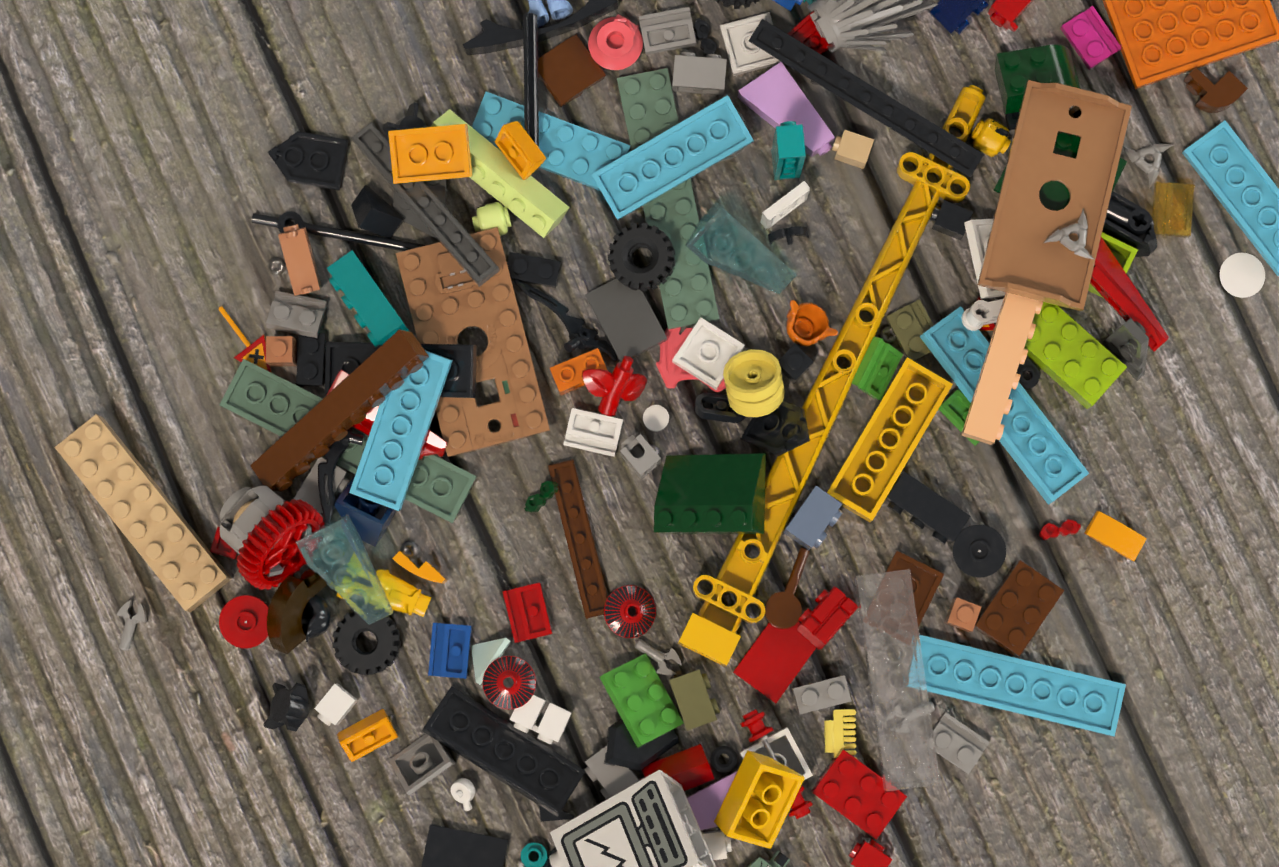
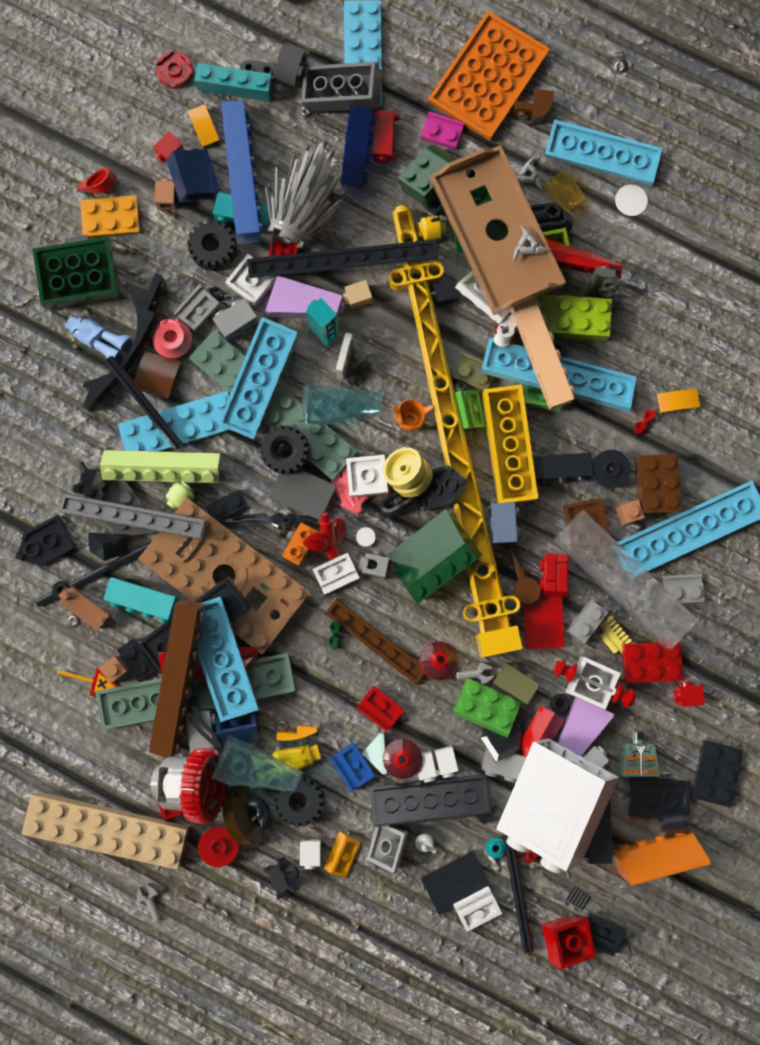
camera: 45 degrees left, 0 degrees up
(296, 314) = (107, 640): light grey plate -> none
(430, 153) = (112, 484): light orange plate -> none
(519, 149) = (164, 441): light orange slope -> none
(758, 800) = (602, 713): yellow slope -> none
(795, 363) = (421, 442): black brick -> none

